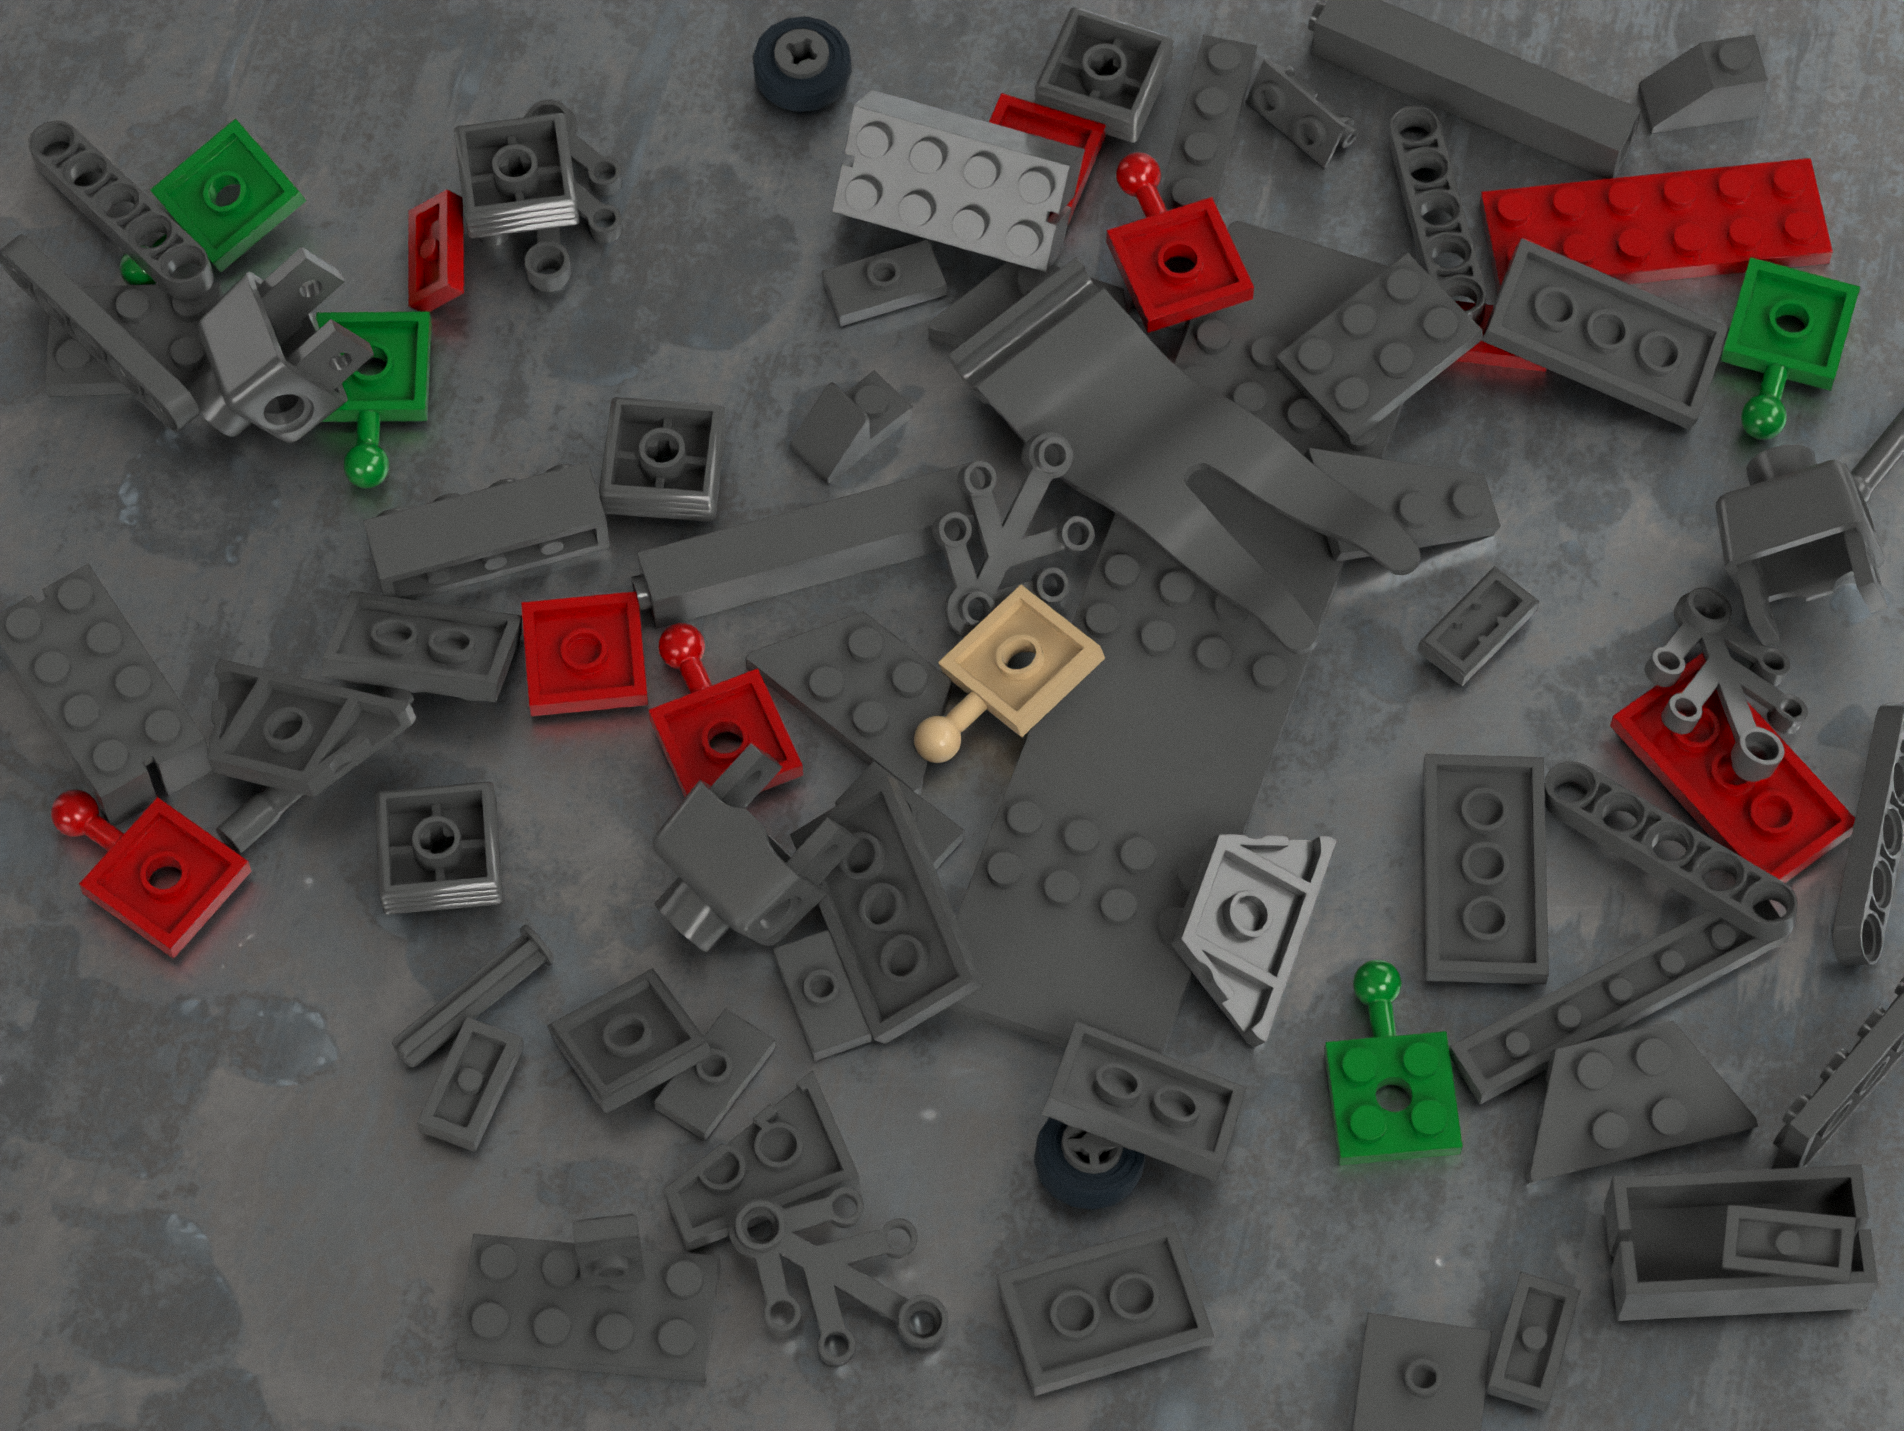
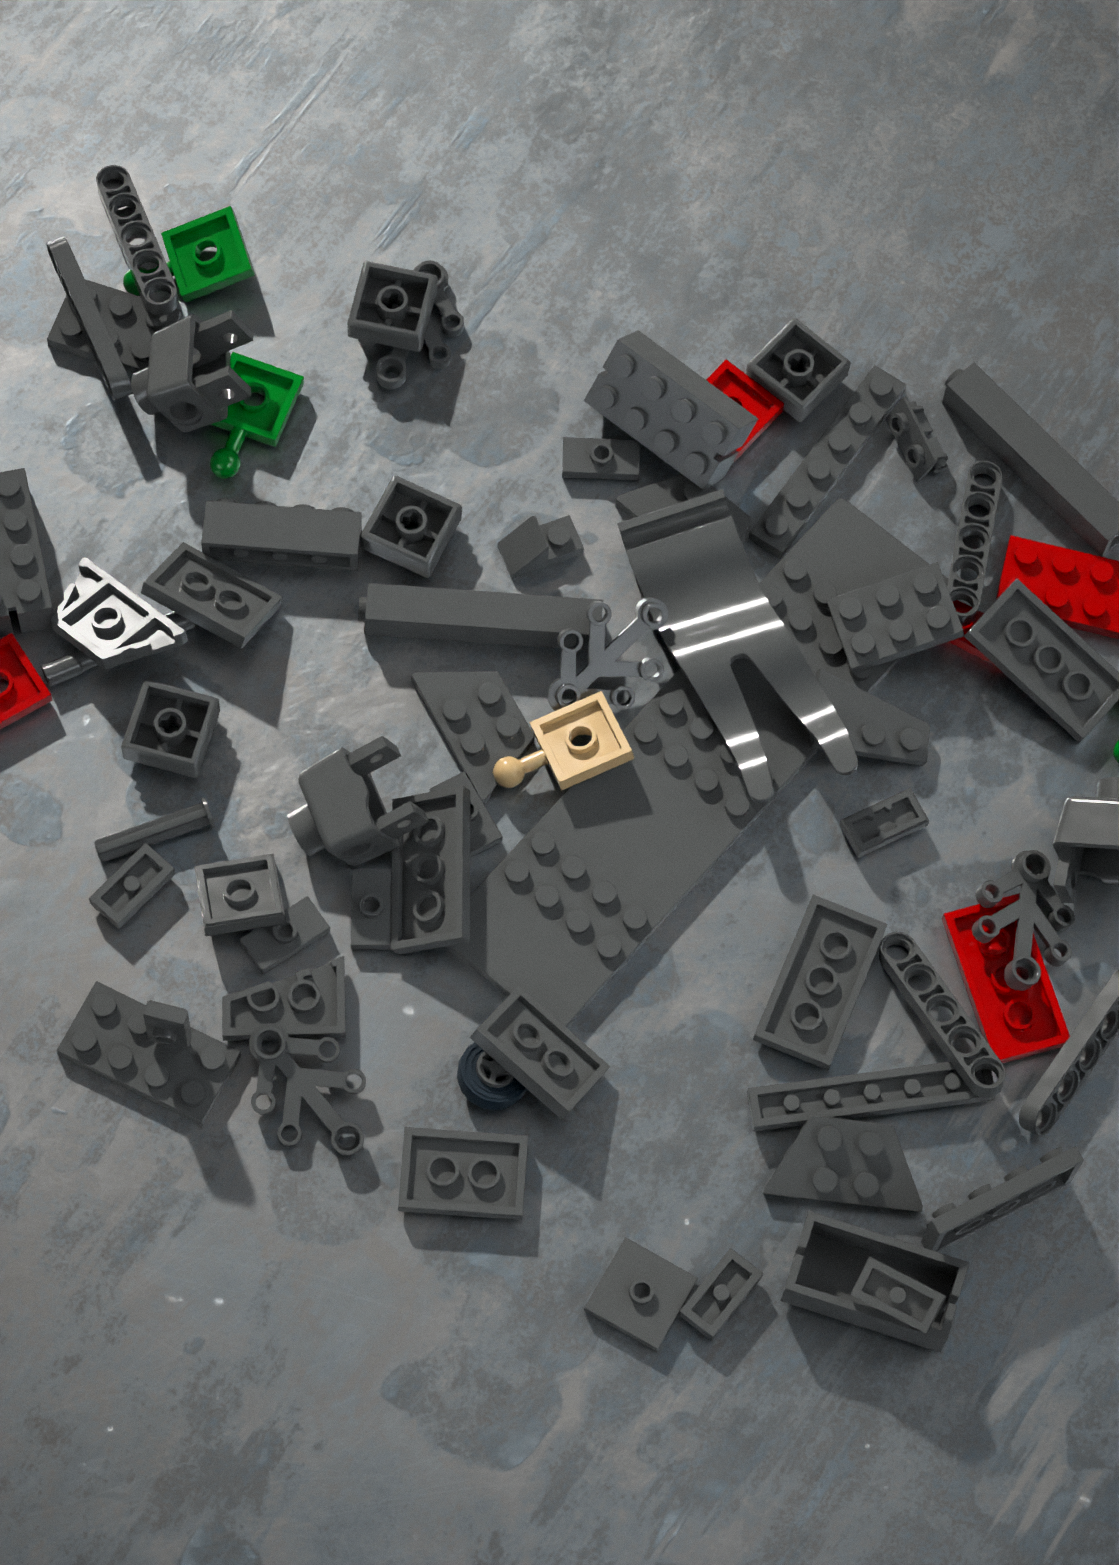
camera: 15 degrees right, 5 degrees up
(435, 252) = (323, 338): red plate -> none
(584, 653) = (311, 635): red plate -> none
(733, 706) = (392, 703): red plate -> none
(812, 81) = (602, 307): black wheel -> none
(1186, 231) = (803, 495): red plate -> none
(1249, 922) = (655, 961): wing -> none
(1410, 1061) = (692, 1080): green plate -> none

